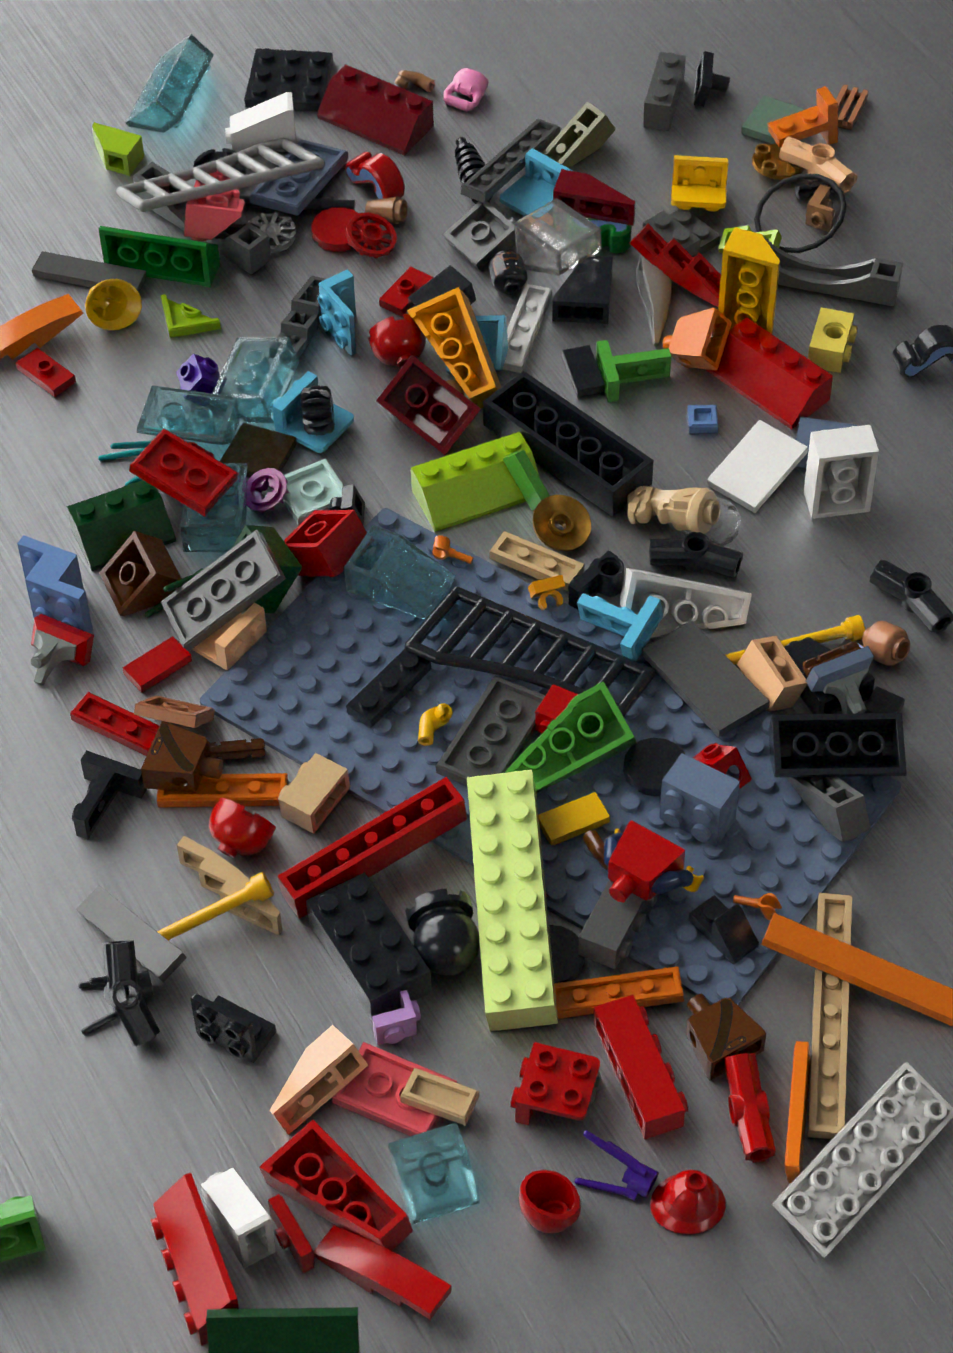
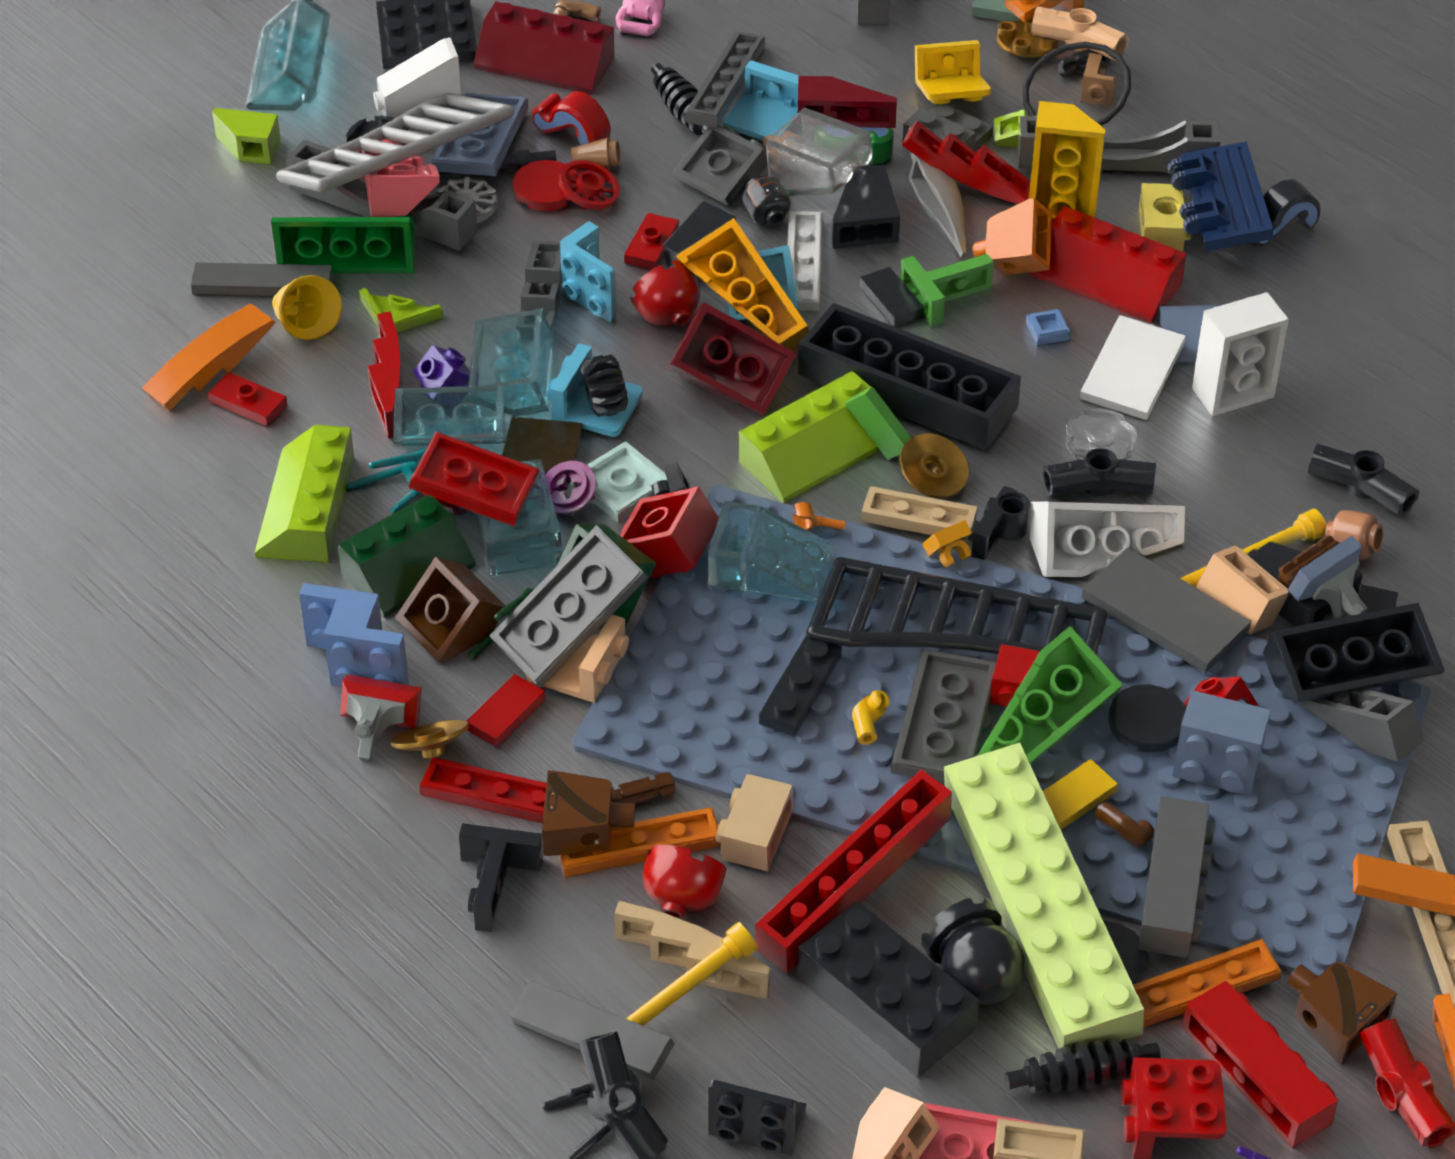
camera: 15 degrees left, 5 degrees down
(65, 461) = (307, 496): none -> lime slope
(89, 676) = (430, 737): none -> pearl gold dish
(160, 369) = (386, 372): none -> red slope
(174, 711) = (553, 758): nougat tile -> none
(397, 1024) = (956, 1072): lavender bracket -> none
(456, 1038) = (1080, 1066): none -> black piece
(581, 136) = (797, 39): olive slope -> none
(623, 621) = (1048, 560): medium azure bracket -> none
(645, 864) = (1191, 825): red torso -> none
(685, 508) = (1073, 425): tan animal -> none
(725, 928) = (1302, 886): black slope -> none
(766, 903) = (1338, 846): orange hand -> none
(884, 330) = (1224, 196): none -> dark blue hinge

